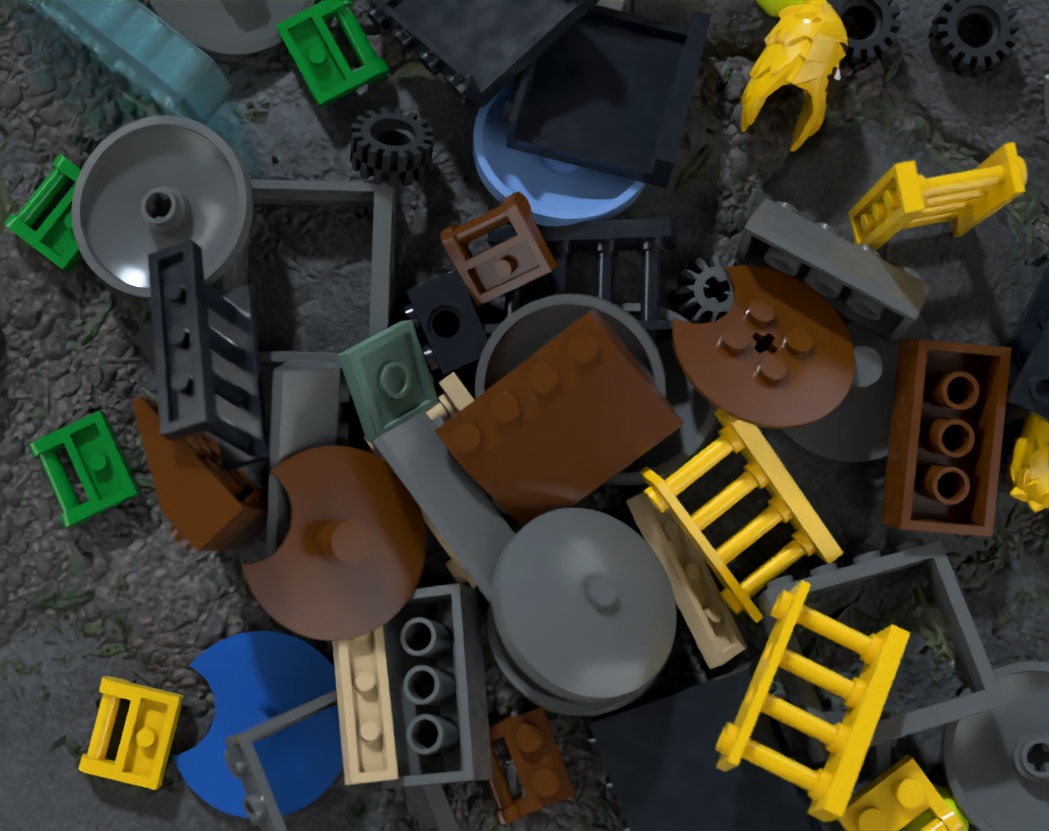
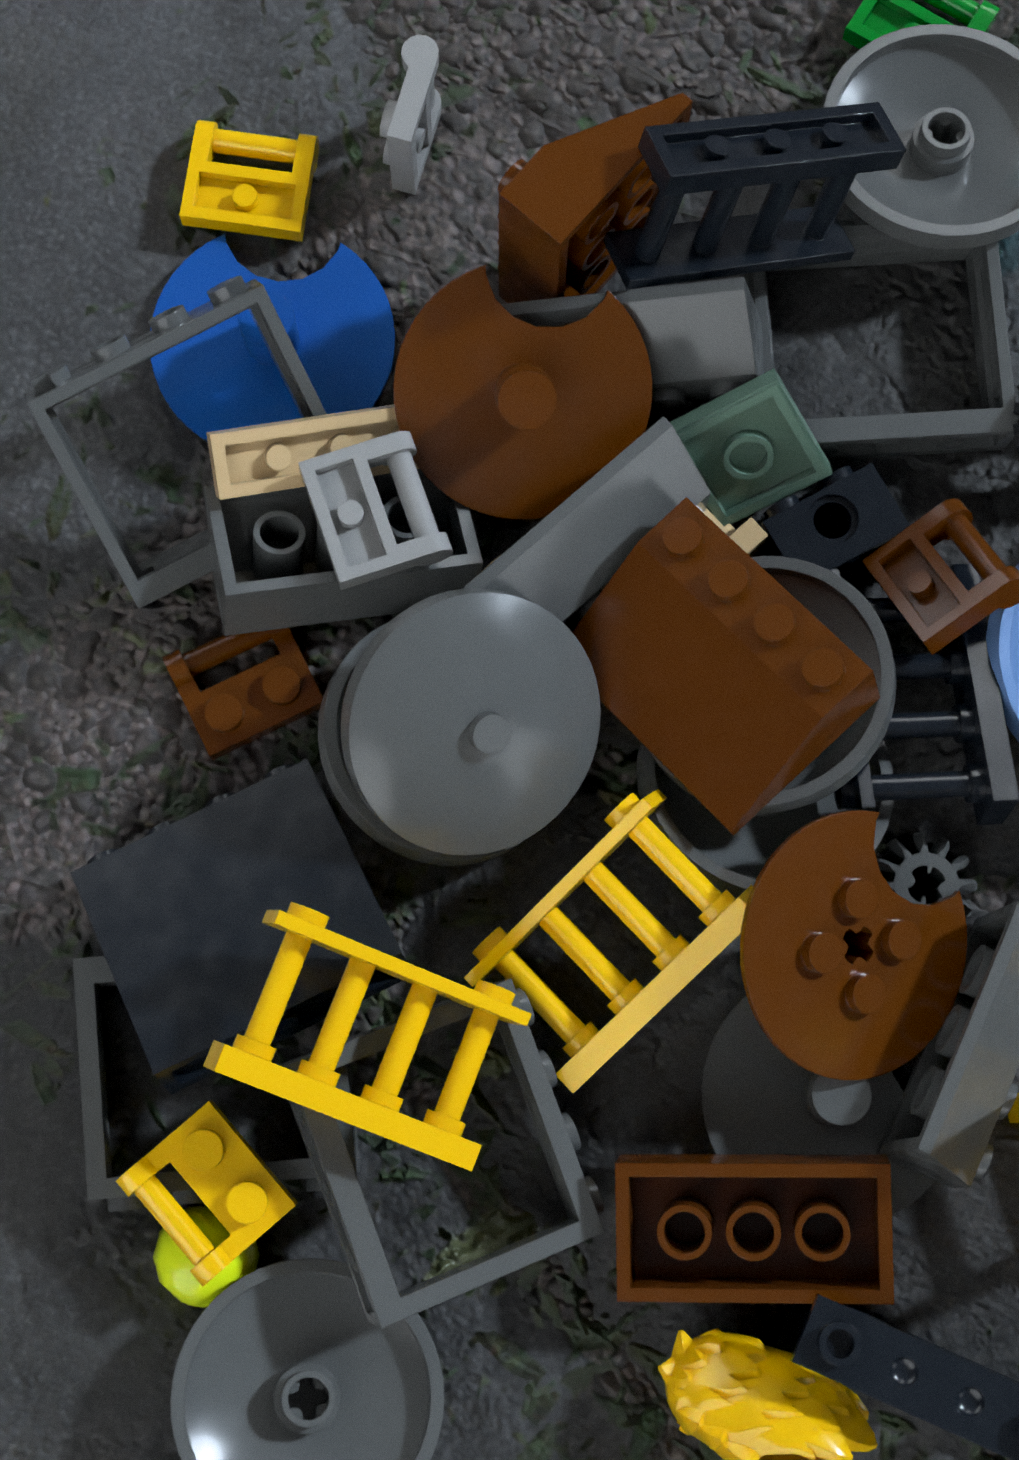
camera: 80 degrees right, 5 degrees down
(98, 465) = (592, 97): green plate -> none
(105, 605) = (414, 117): none -> light grey plate
(420, 678) = (354, 515): none -> light grey plate
(691, 583) = (507, 886): tan plate -> none

